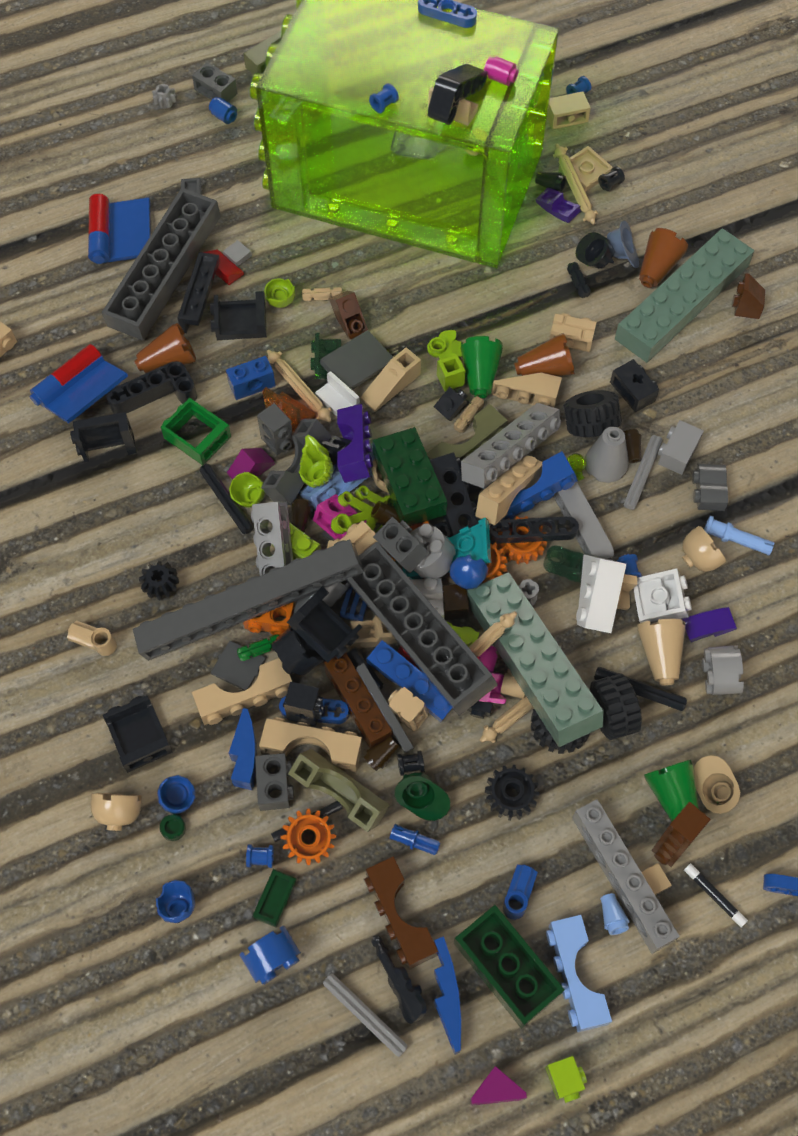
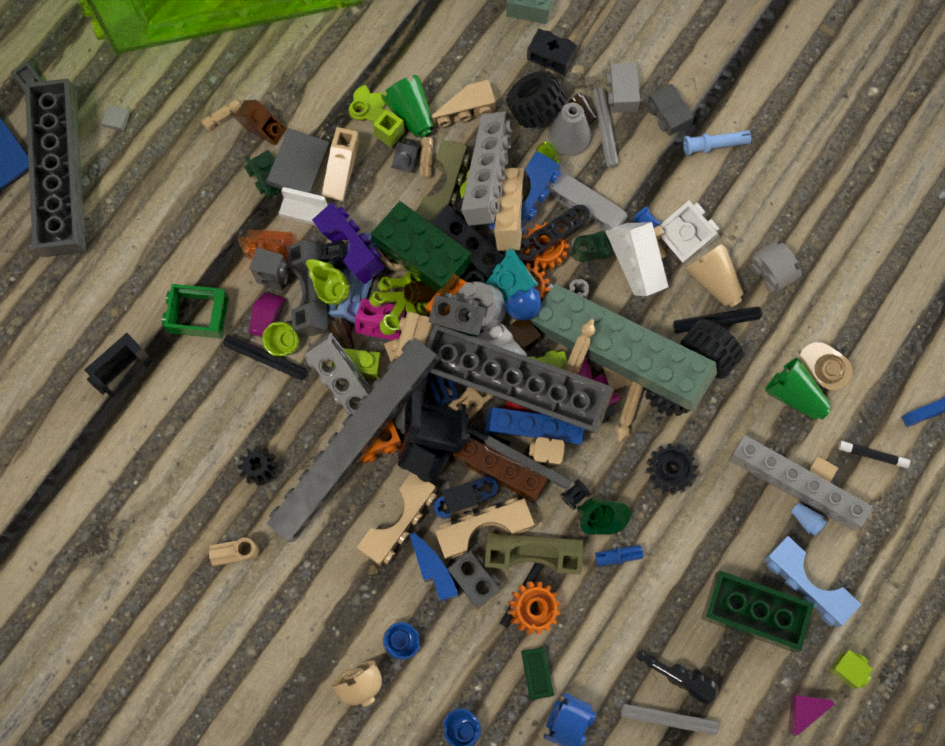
camera: 30 degrees left, 10 degrees up
(77, 384) = (56, 329): blue door -> none
(126, 396) = (129, 297): black beam -> none
(137, 733) = (331, 609): black panel -> none
(164, 349) = (117, 251): dark orange cone -> none
(172, 827) = (414, 669): dark green tile -> none
(198, 290) = (107, 175): black fence -> none
(226, 269) = (109, 138): red slope -> none
(234, 670) = (375, 499): dark grey piece -> none
(239, 318) = (161, 180): black panel -> none
(250, 377) = (212, 232): blue brick -> none
(256, 648) = (384, 473): green axle -> none
(259, 856) = (503, 647): blue bush -> none
(279, 292) = (183, 135): lime hair -> none
(299, 386) = (259, 215): tan wheel -> none
(381, 753) = (547, 501): dark brown cone -> none
(414, 942) = (672, 640): reddish brown arch -> none
(449, 1004) = (730, 670): blue slope -> none
(519, 890) = (727, 544): blue piece -> none
(548, 358) = (464, 68): dark orange cone -> none
(577, 331) = (468, 30): tan brick -> none
(680, 835) = (832, 429): reddish brown arch -> none
(701, 551) = (697, 172): tan cylinder -> none
(709, 623) = (739, 231): dark purple slope -> none

